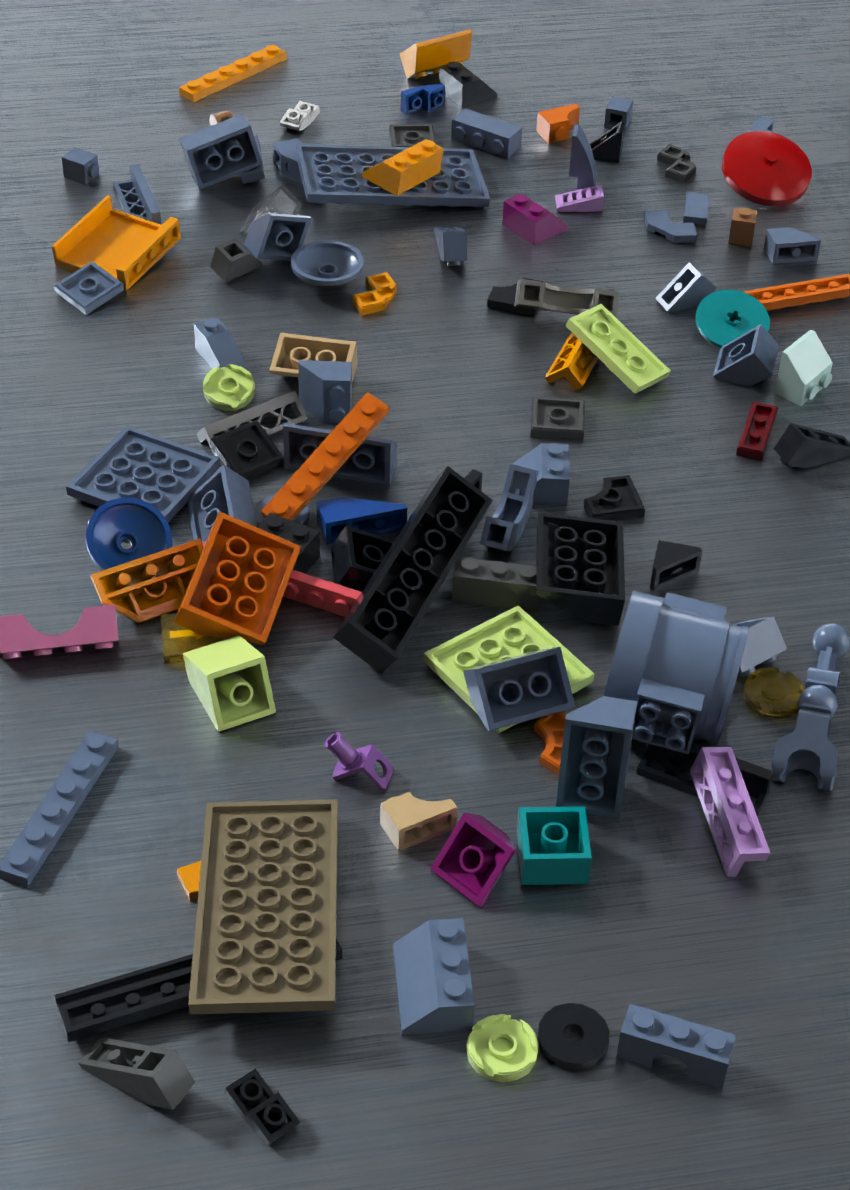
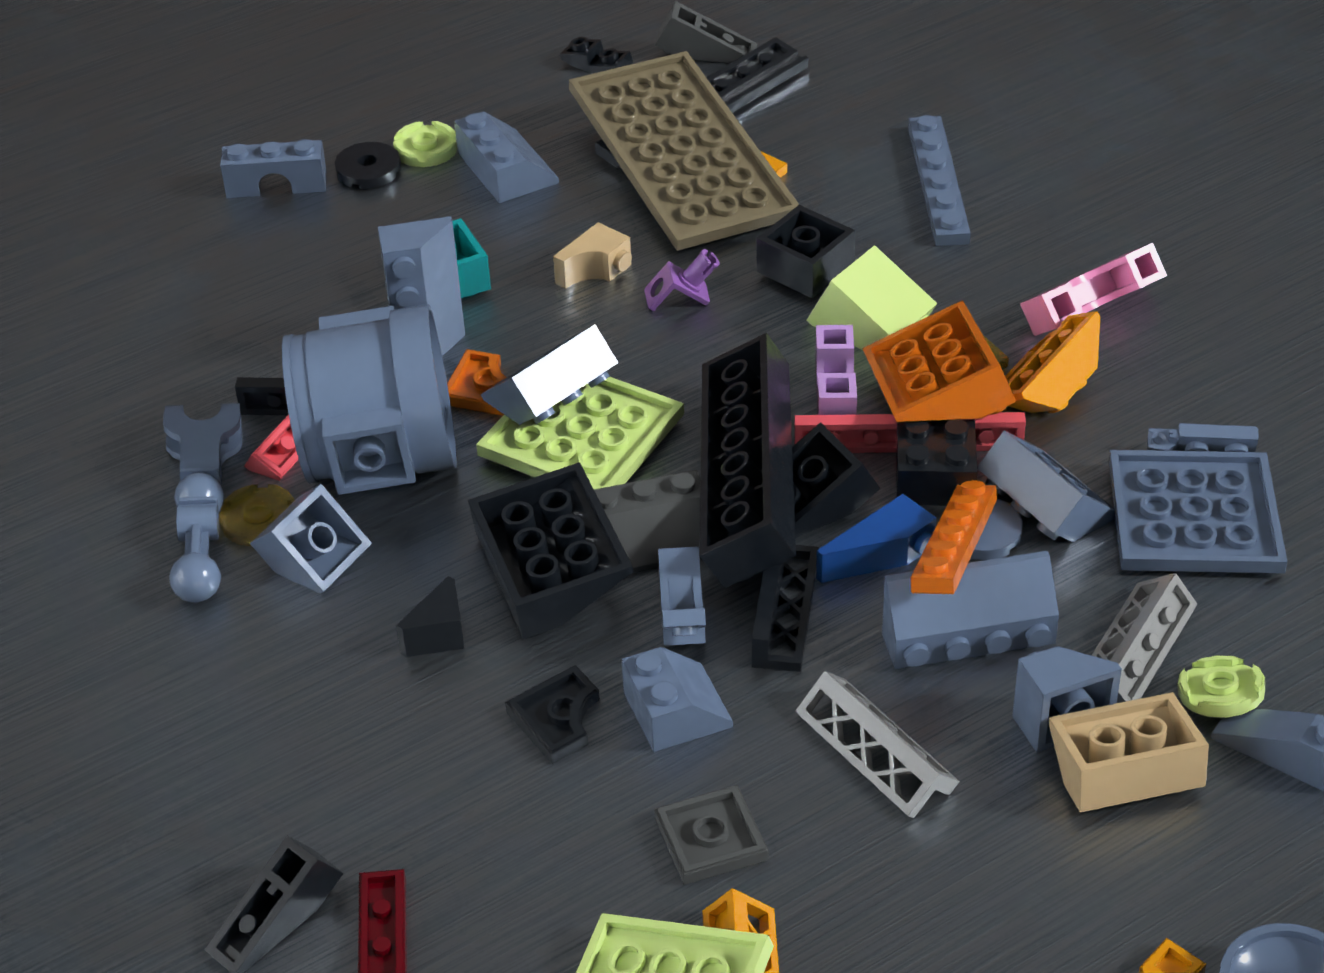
camera: 160 degrees right, 0 degrees up
(80, 502) = (1204, 438): none -> sand blue hinge
(126, 522) = (1117, 401): blue dish -> none
(242, 743) = (805, 250): none -> black brick
(247, 450) = (1102, 589): black tile -> none
(295, 639) = (835, 370): none -> lavender arch
(438, 423) = (888, 735): none -> light grey fence
(474, 857) = (516, 246): magenta slope -> none
(728, 809) = (258, 327): lavender fence -> none
(748, 739) = (275, 454): none -> coral slope

